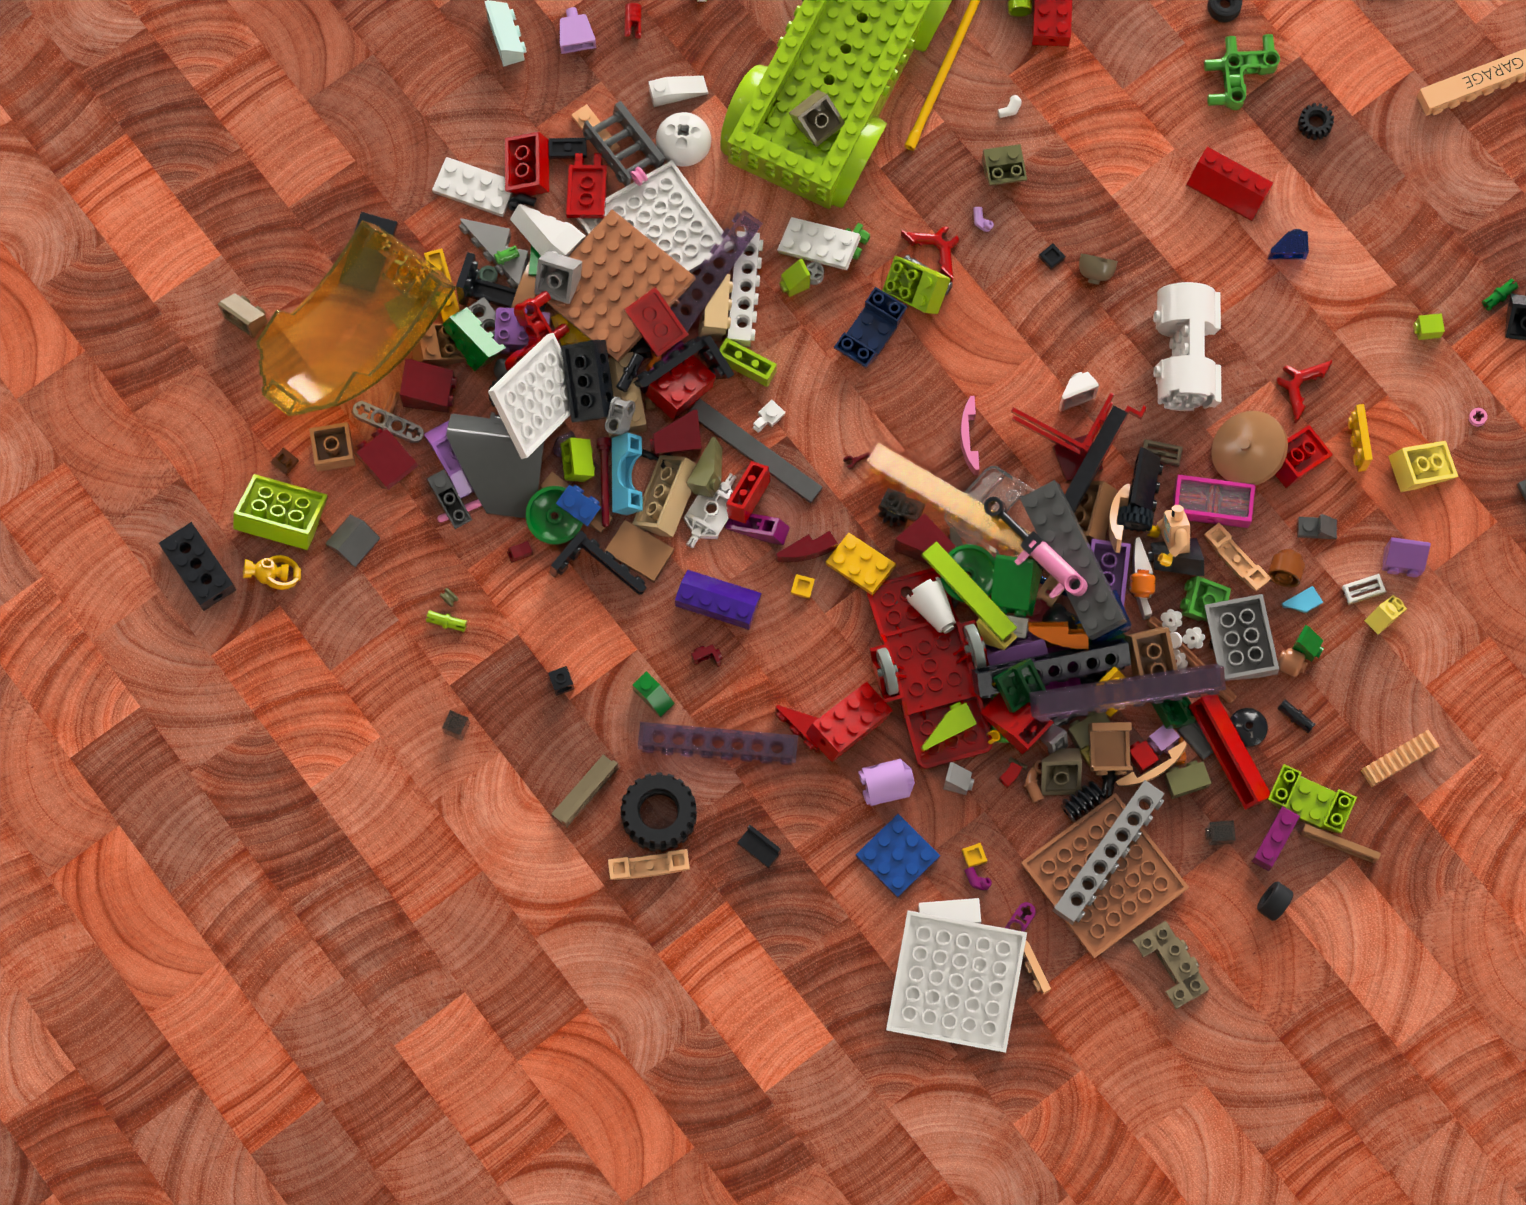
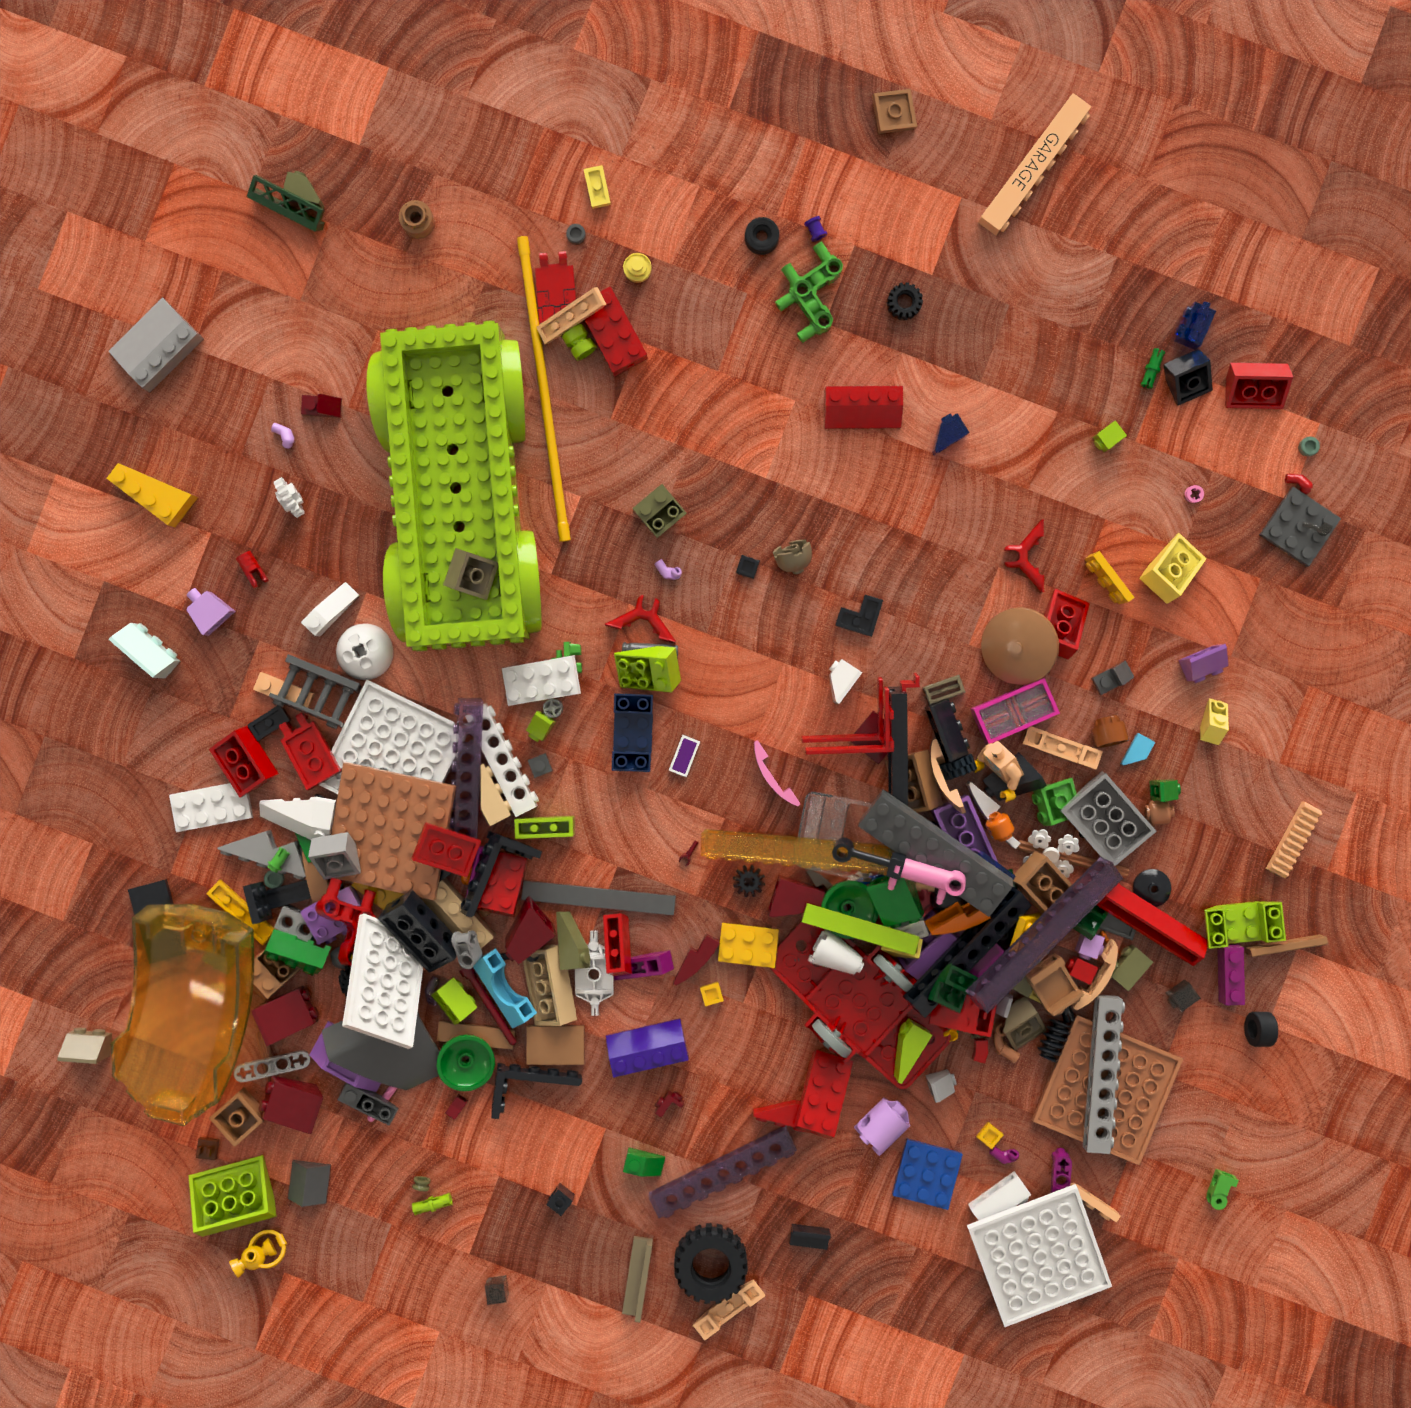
camera: 35 degrees left, 15 degrees up
(210, 568) = (190, 1275): black brick -> none
(521, 199) = (258, 795): black arm -> none
(579, 505) = (480, 1042): blue bracket -> none
(630, 372) = (451, 904): black pin -> none
(638, 176) = (347, 715): bright pink bush -> none
(769, 414) = (592, 858): white plate -> none
(773, 314) = (540, 765): none -> dark grey plate
(902, 377) = (684, 755): none -> dark purple tile
(902, 505) = (755, 877): clear smoke slope -> none
(1012, 108) = (633, 449): white arm -> none
(1125, 355) = (862, 621): none -> black plate
(1150, 1028) = (1219, 1188): none -> bright green leg
(1177, 962) = (1200, 1121): dark tan bracket -> none
(1188, 378) = (932, 614): white cylinder -> none
(1274, 23) = (815, 228): none -> dark purple bush
(1296, 716) = (1188, 855): black pin -> none
(1345, 588) = (1171, 721): white tile -> none

